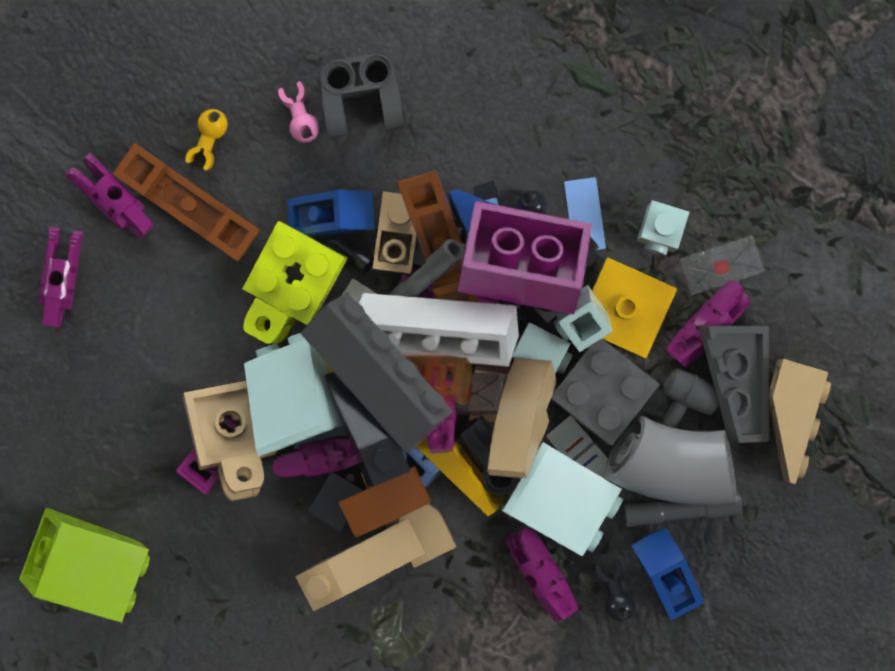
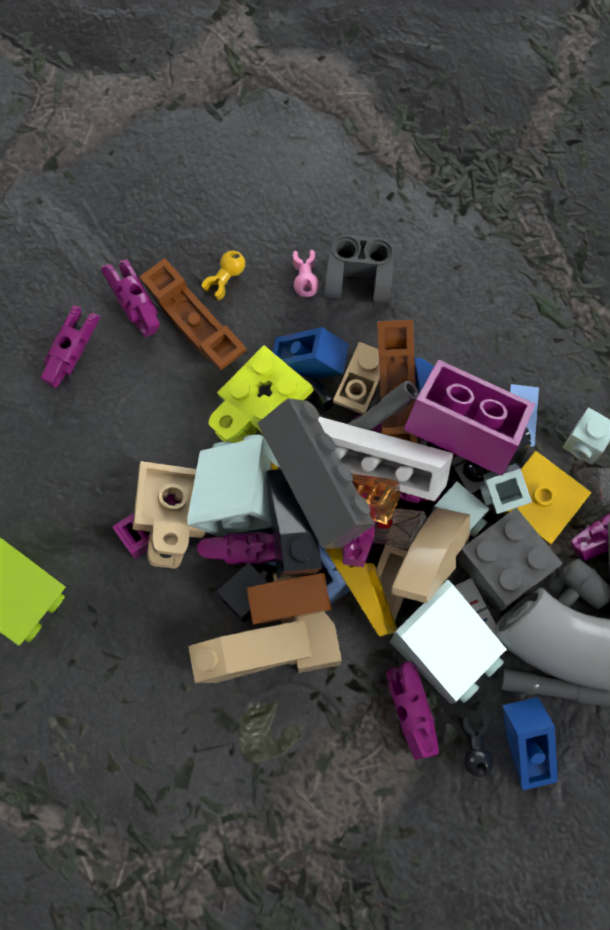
camera: 10 degrees right, 15 degrees down
(476, 441) = (385, 568): black piece -> none

